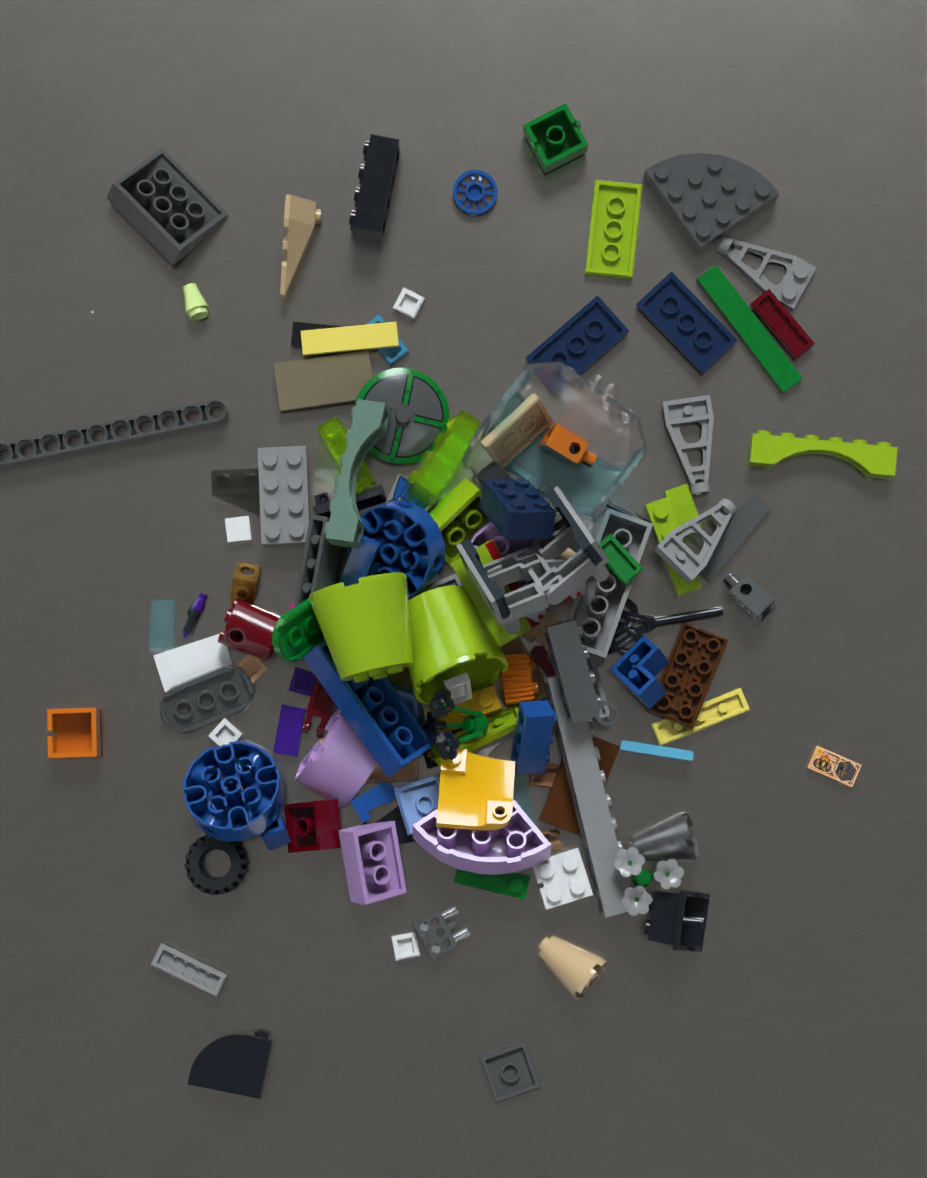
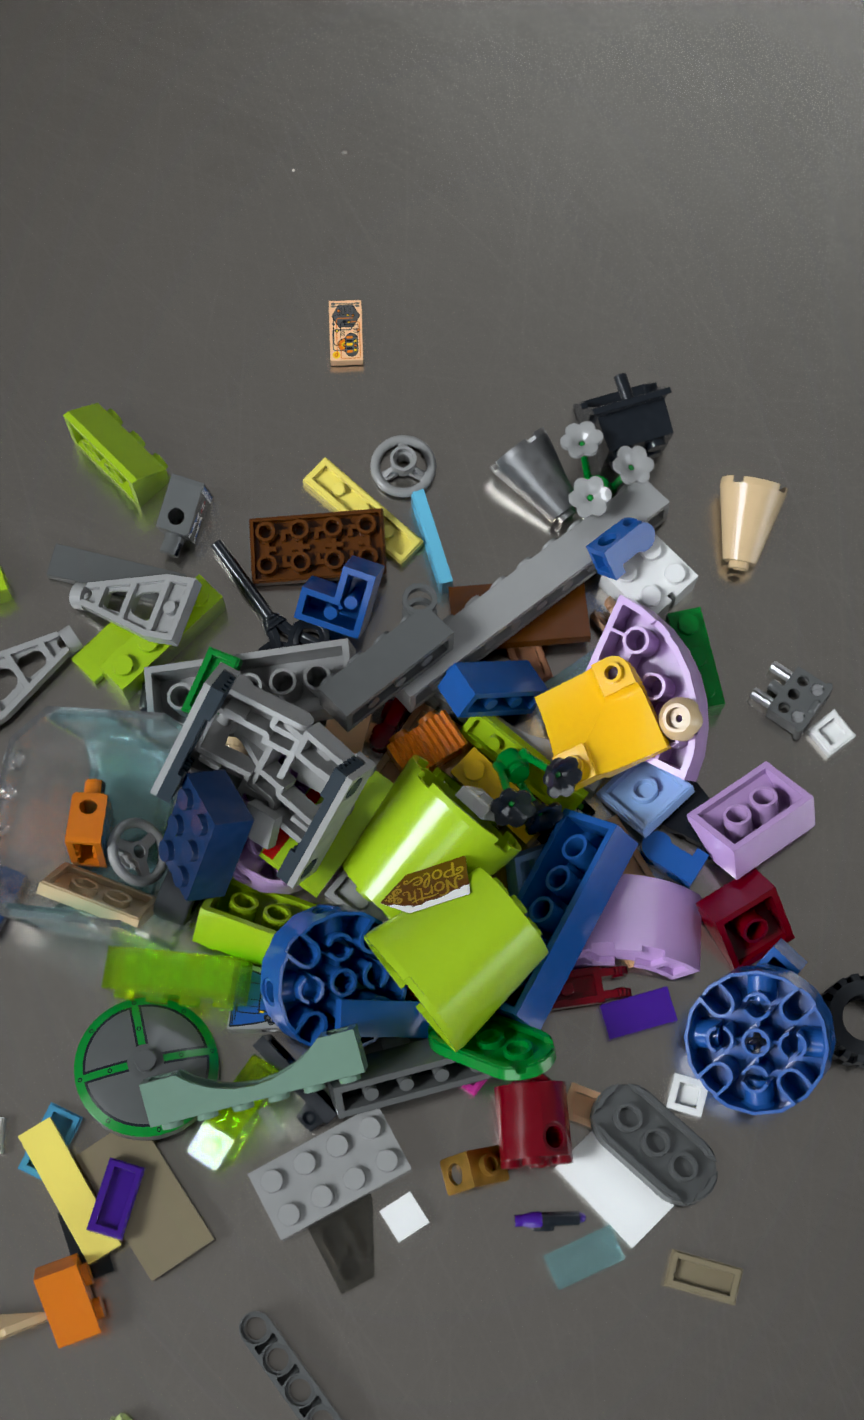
camera: 120 degrees left, 10 degrees down
(76, 733) = (793, 1300): orange piece -> none
(116, 689) = (703, 1277): none -> dark tan tile
(285, 310) = (69, 1300): none -> orange brick
(302, 682) = (566, 1026): dark purple tile -> none
(330, 362) = (115, 1199): none -> dark purple tile
(413, 626) = (430, 886): none -> sticker
(450, 847) = (691, 718): none -> tan plate
(508, 548) = (265, 825): none -> light grey tile
(538, 457) = (132, 855): none -> light grey piece
(588, 866) = (619, 545): none -> leg
(736, 766) = (399, 454): none -> light grey piece
(815, 575) = (117, 451): none -> lime slope

